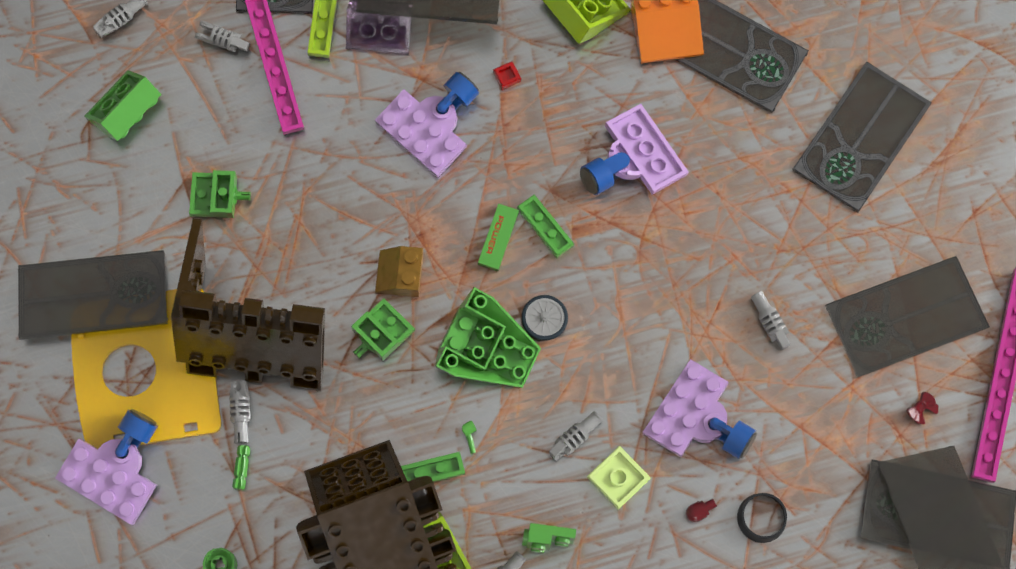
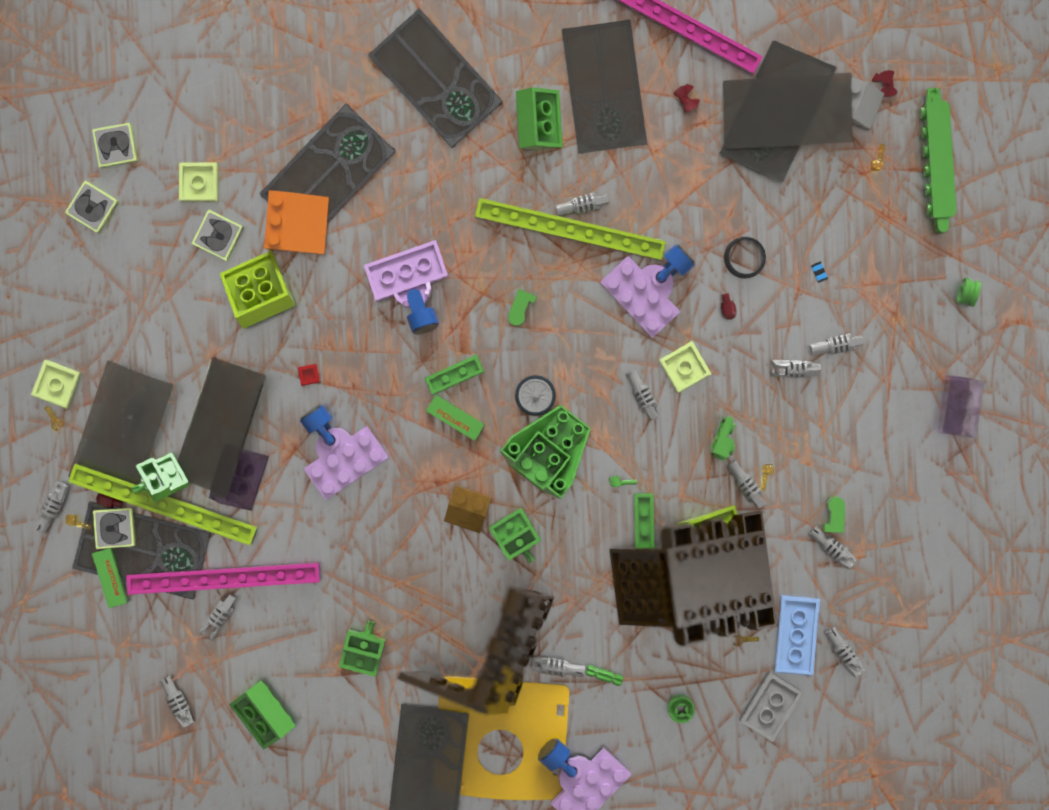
camera: 70 degrees left, 15 degrees up
(638, 277) = (517, 312): none -> bright green leg
(740, 315) = (570, 229): none -> lime plate
(851, 252) = (539, 118): none -> bright green slope

